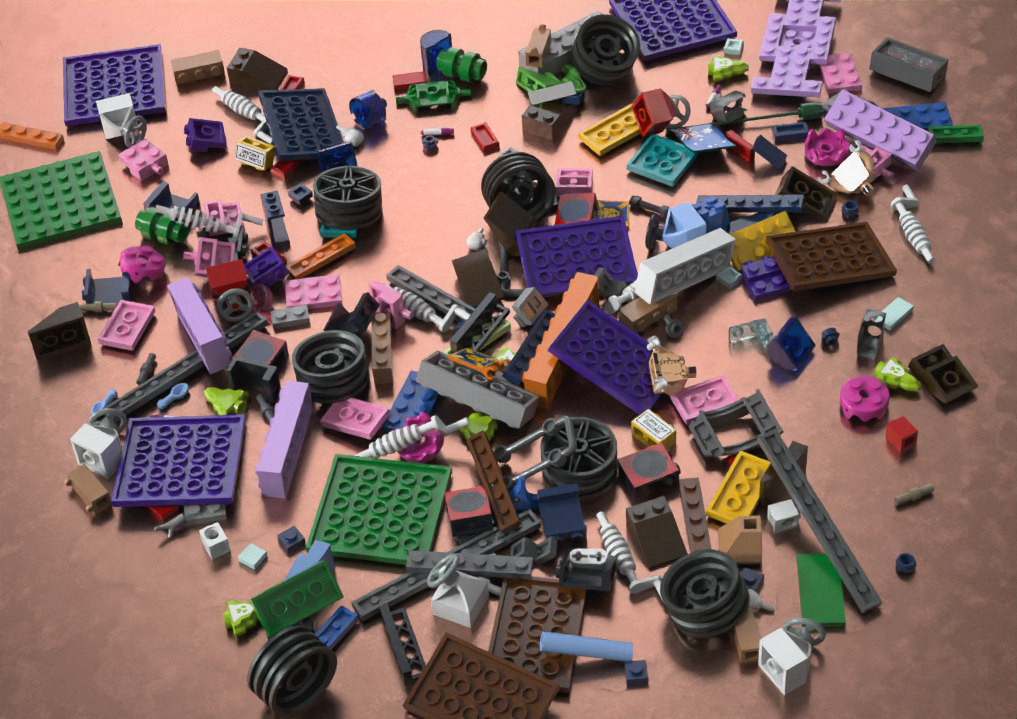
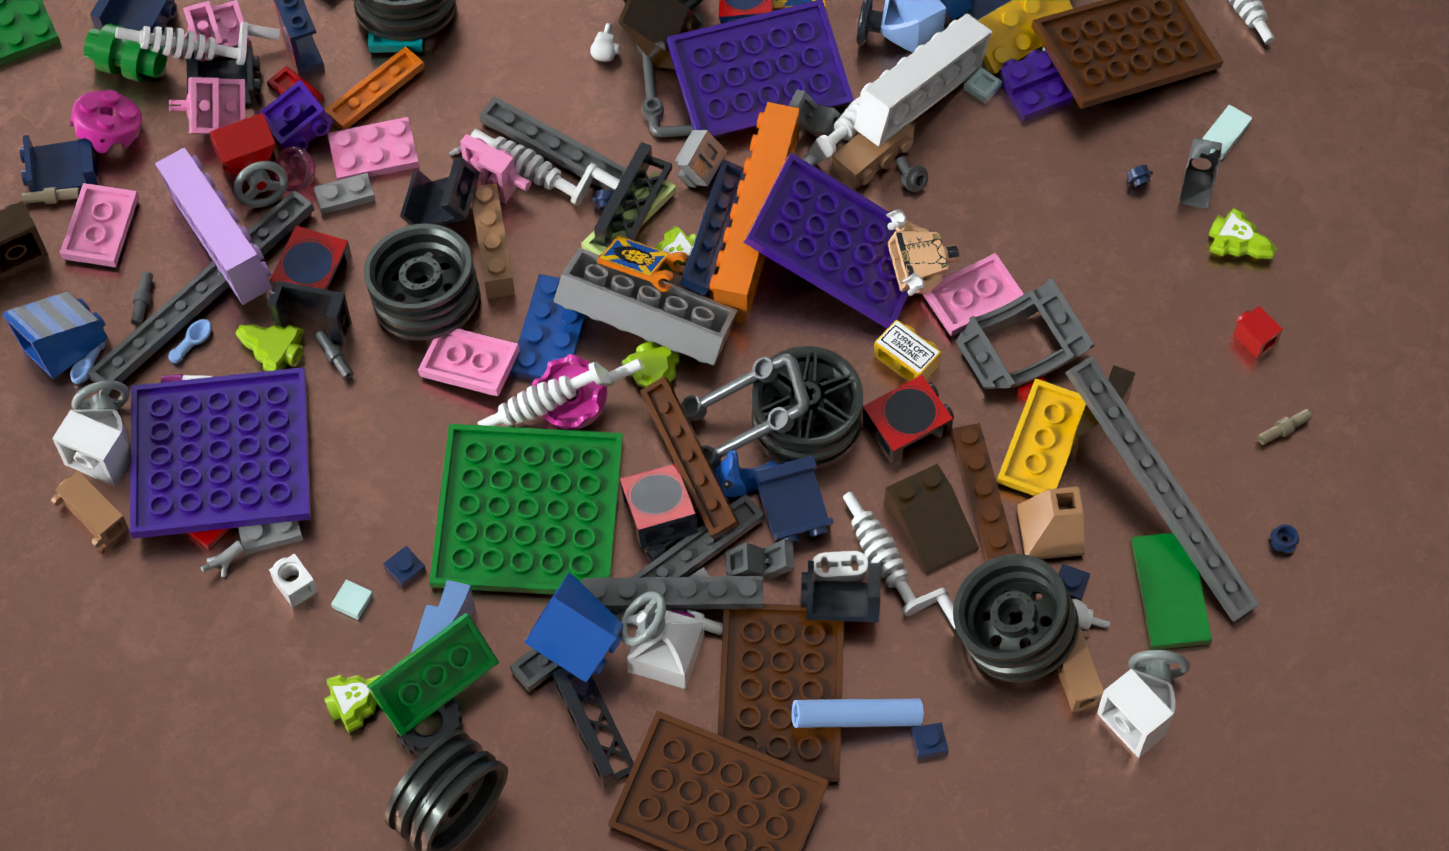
camera: 10 degrees left, 15 degrees up
(85, 382) = (56, 331): none -> blue slope
(284, 439) = (371, 408): lavender brick -> none
(337, 626) = (492, 709): blue plate -> none
(396, 577) = (575, 630): none -> blue slope
(477, 277) = (616, 114): dark brown slope -> none
(751, 329) = (1037, 170): clear light blue bracket -> none
(783, 516) = (1107, 477): white brick -> none
(790, 345) = (1087, 198): clear blue brick -> none
(868, 407) = (1191, 291): dark pink plate -> none
(942, 374) = (1305, 230): dark brown slope -> none

